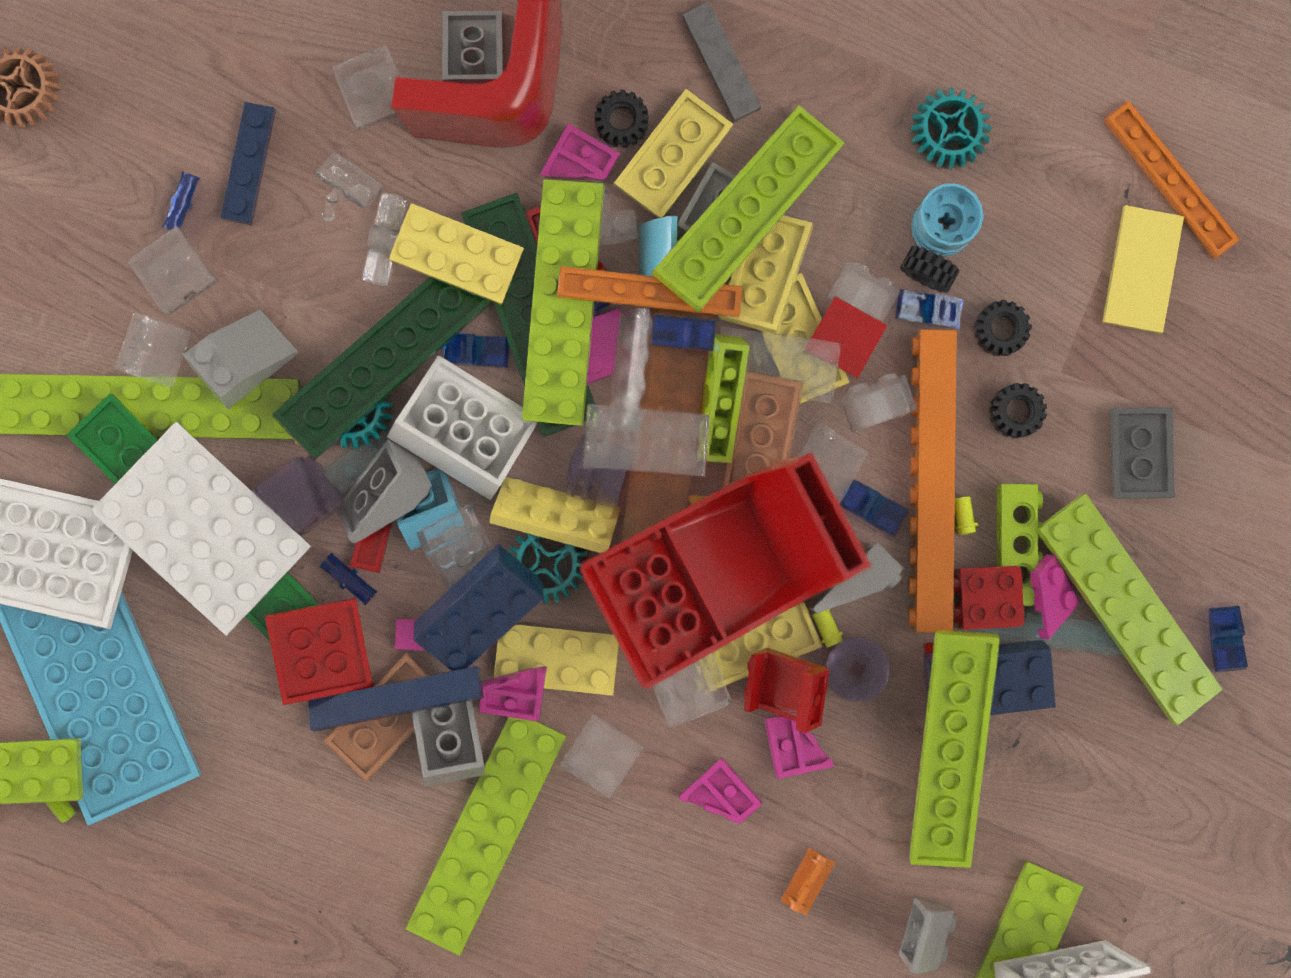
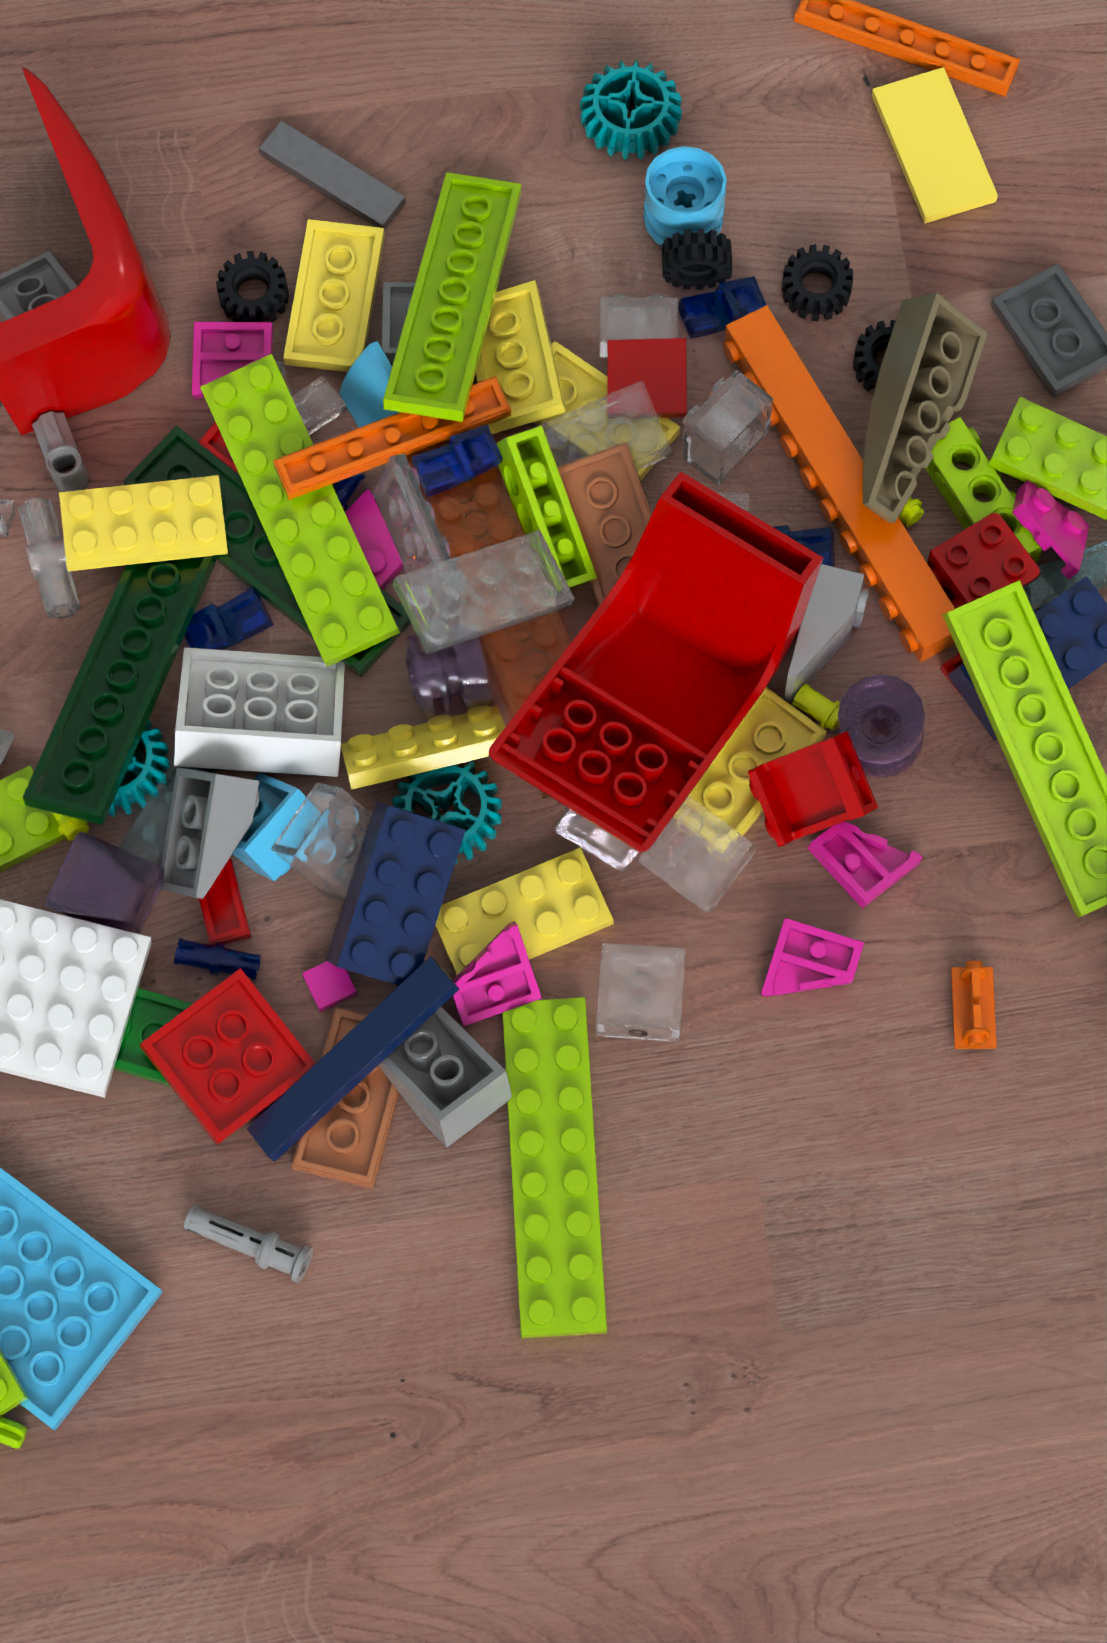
camera: 25 degrees left, 15 degrees down
(247, 744) = (267, 1249): none -> light grey pin
(431, 165) = (60, 451): none -> light grey piece
(1020, 451) = (915, 396): none -> dark tan wedge

